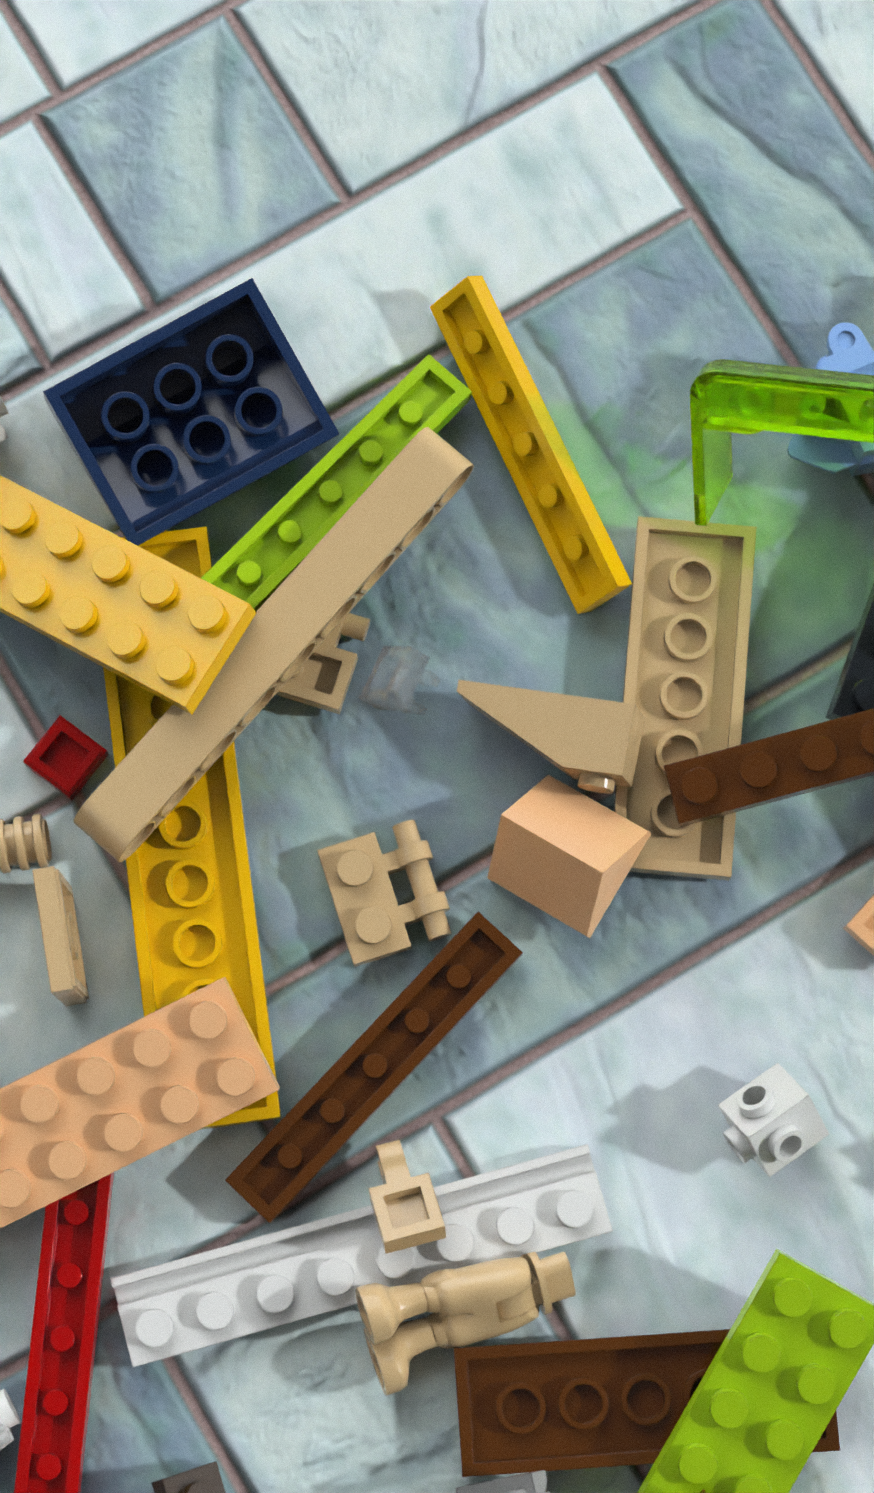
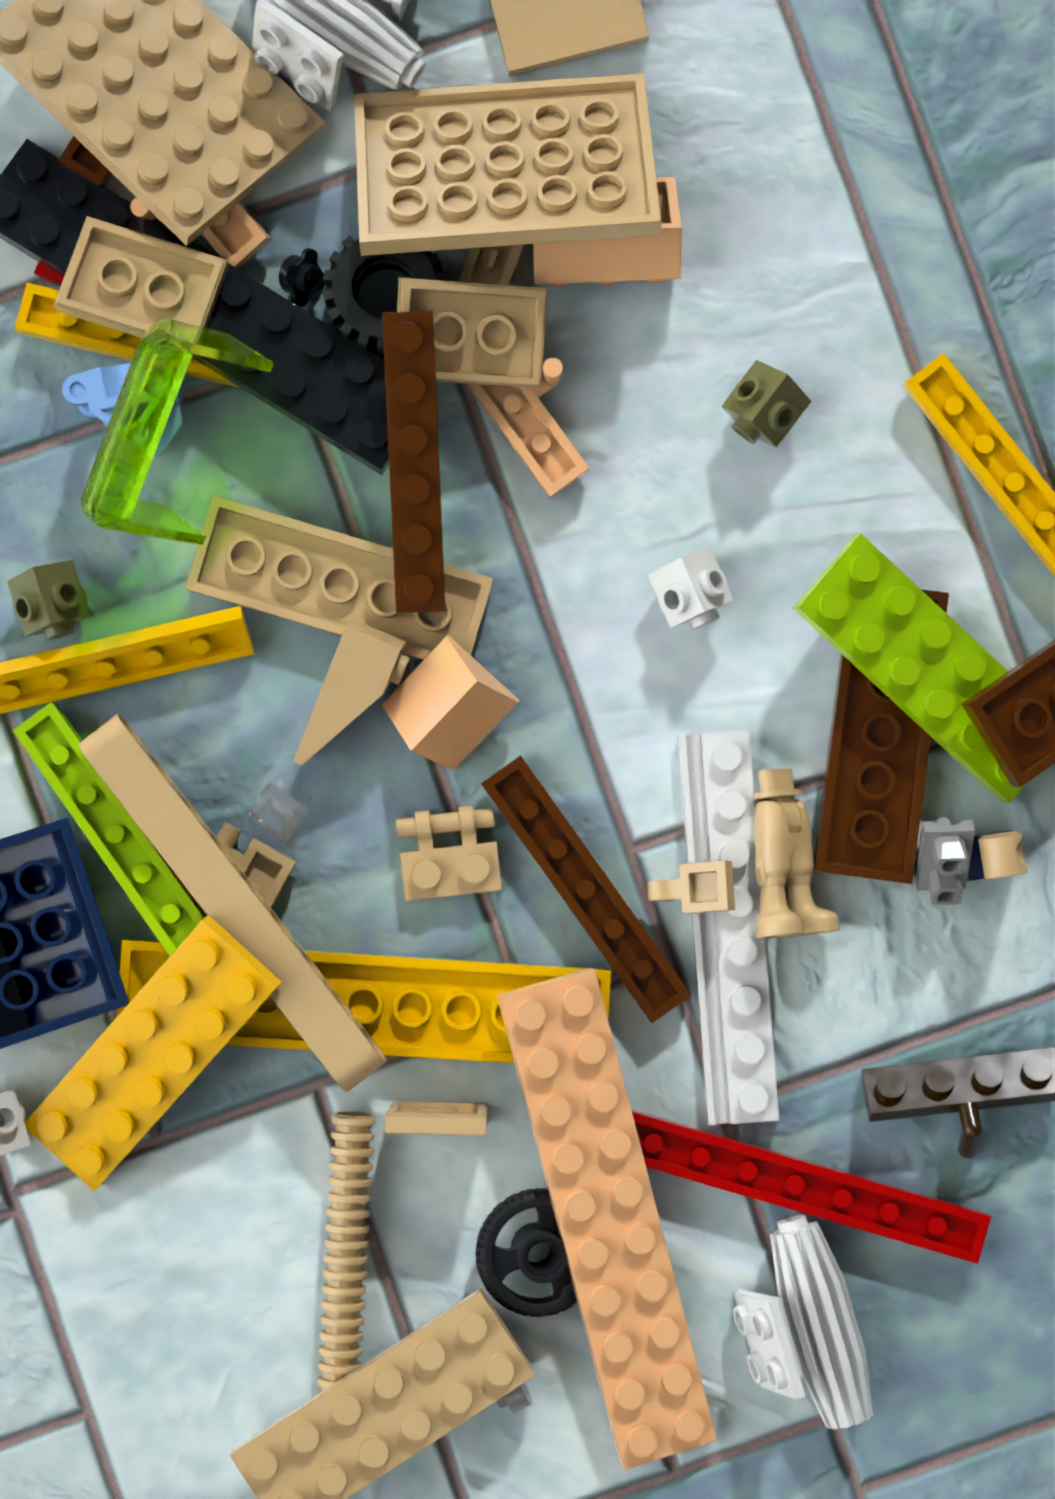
camera: 75 degrees left, 10 degrees up
(65, 757) = (288, 1087): red tile -> none
(591, 364) = (49, 599): none -> olive brick

